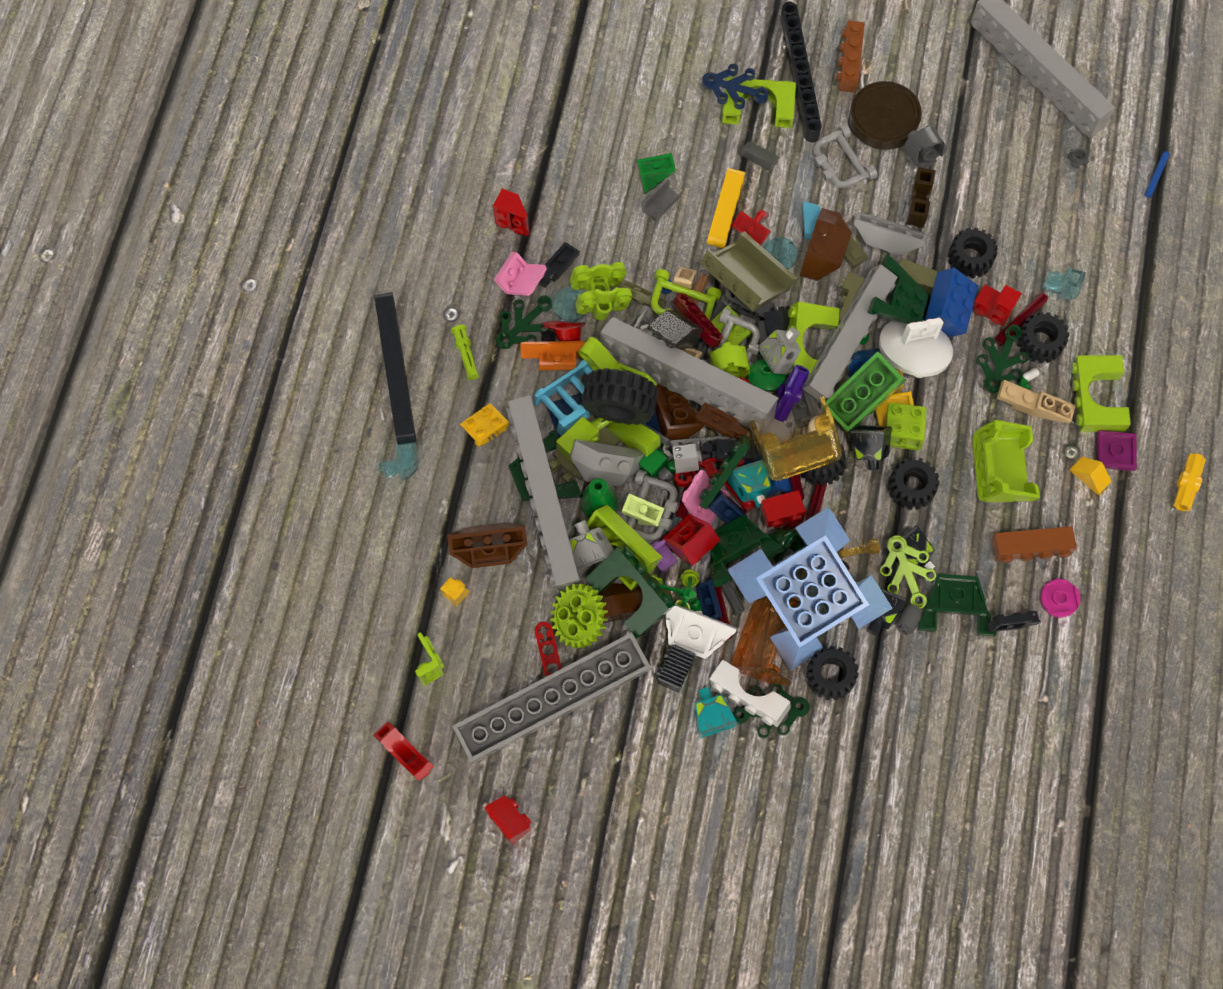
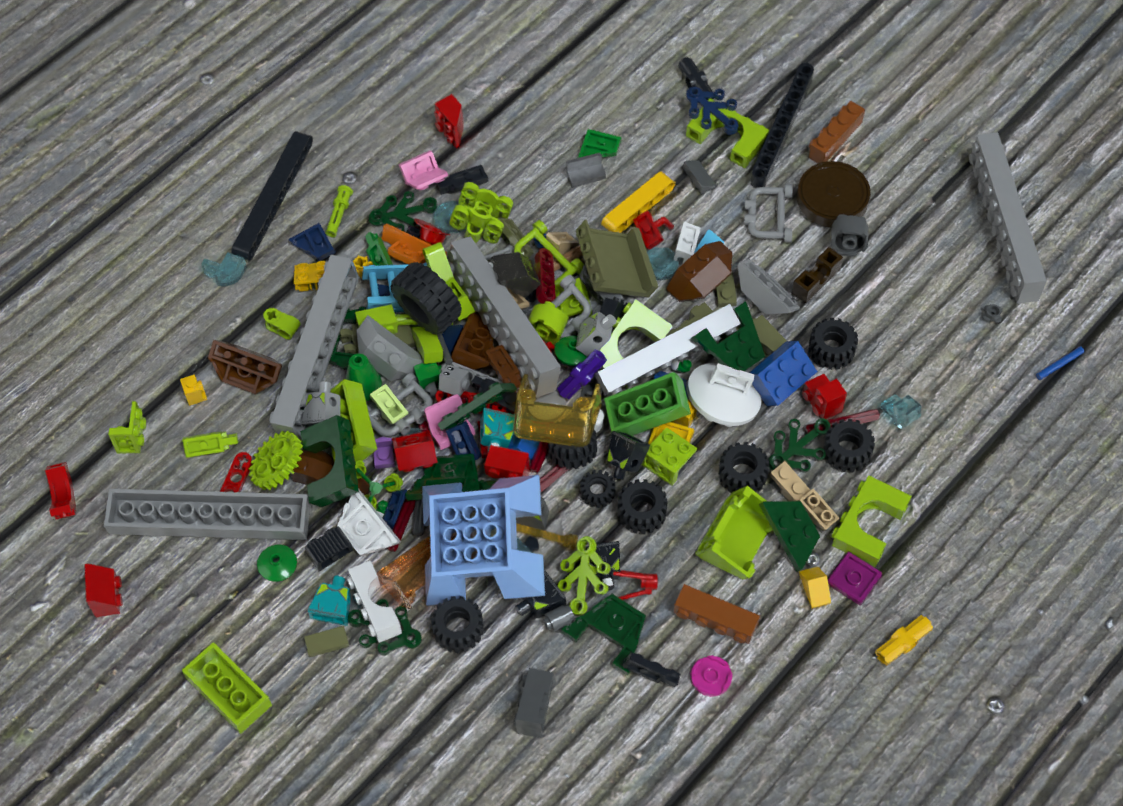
camera: 30 degrees right, 10 degrees down
(464, 393) = (313, 242): none -> dark blue wing
(492, 486) = (281, 323): none -> lime piece
(503, 632) = (208, 443): none -> lime hinge
(523, 389) = (359, 262): none -> yellow gear
(530, 373) = (377, 250): none -> green hinge
(632, 714) = (278, 570): none -> green dish
(678, 842) = (226, 687): none -> lime brick
(696, 64) = (693, 76): none -> black piece
(729, 750) = (326, 641): none -> olive tile
(795, 223) = (687, 241): none -> white hinge
(866, 477) = (597, 478): none -> black tyre
(939, 704) = (534, 702): none -> dark grey wedge
(957, 546) = (647, 581): none -> red plant
(973, 390) = (746, 455): none -> black tyre
(1029, 375) = (812, 472): arm -> none
(1047, 436) = (793, 529): none -> dark green wing

